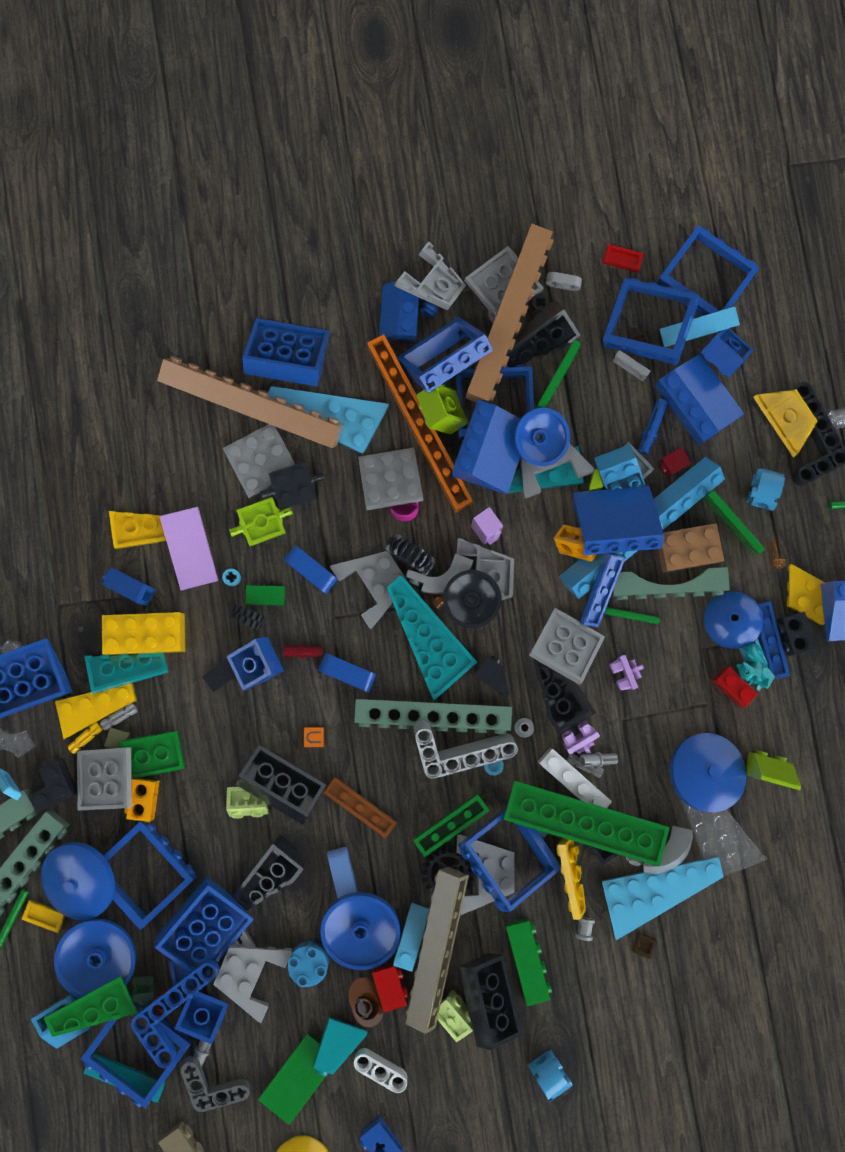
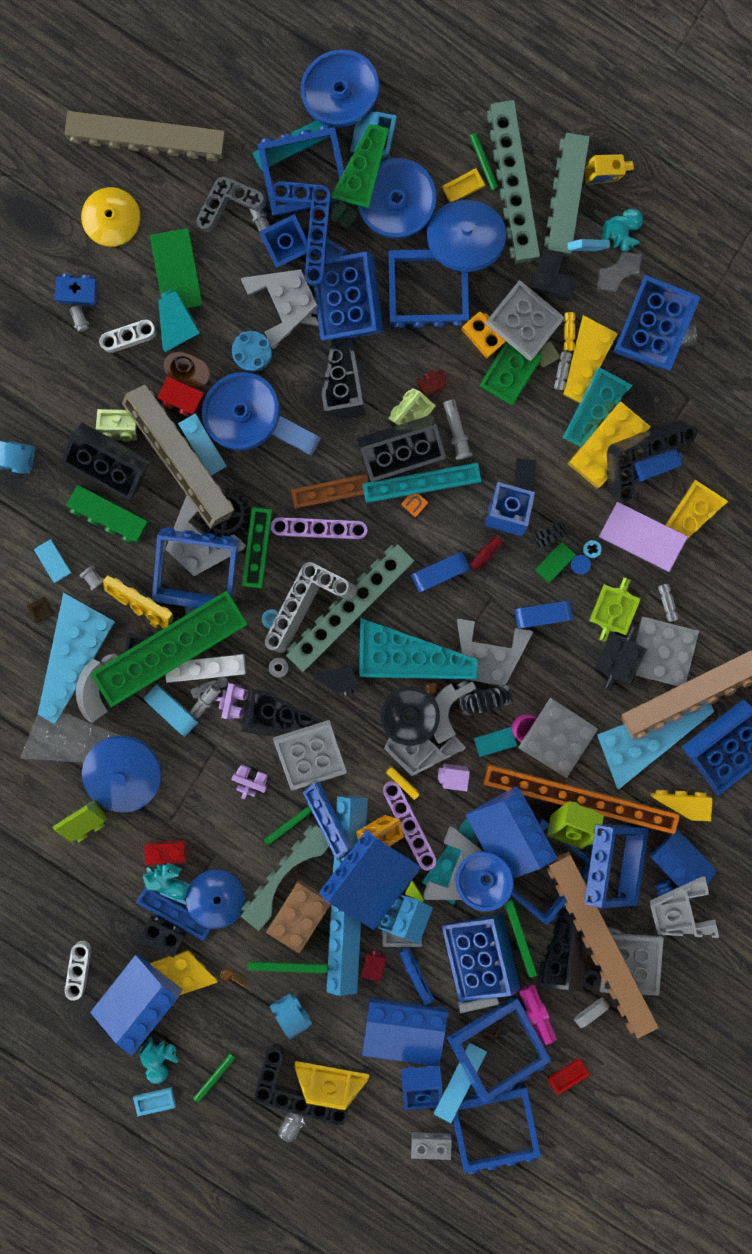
camera: 135 degrees right, 5 degrees up
(48, 1081) = (340, 88): none -> blue dish
(135, 615) = (640, 447): none -> black beam
(212, 805) = (432, 382): none -> clear red brick
(221, 488) = (668, 602): none -> light grey axle
(236, 747) = (459, 439): none -> light grey pin
(250, 575) = (580, 564): none -> blue tile
(293, 746) = (421, 482): none -> teal tile
(353, 341) = (694, 807): none -> yellow slope
(398, 801) = (309, 528): none -> lavender beam
(401, 1119) = (79, 318): none -> light grey pin
(434, 521) = (495, 741): none -> teal tile
(524, 560) = (402, 782): none -> yellow tile
(556, 521) = (414, 833): none -> lavender beam
(597, 392) = (481, 958): none -> blue slope
(599, 970) = (52, 561): none -> medium azure tile
(600, 317) = (537, 1014): none -> dark pink piece
(628, 779) = (170, 710): none -> medium azure beam
(762, 308) = (431, 1146): none -> light grey brick

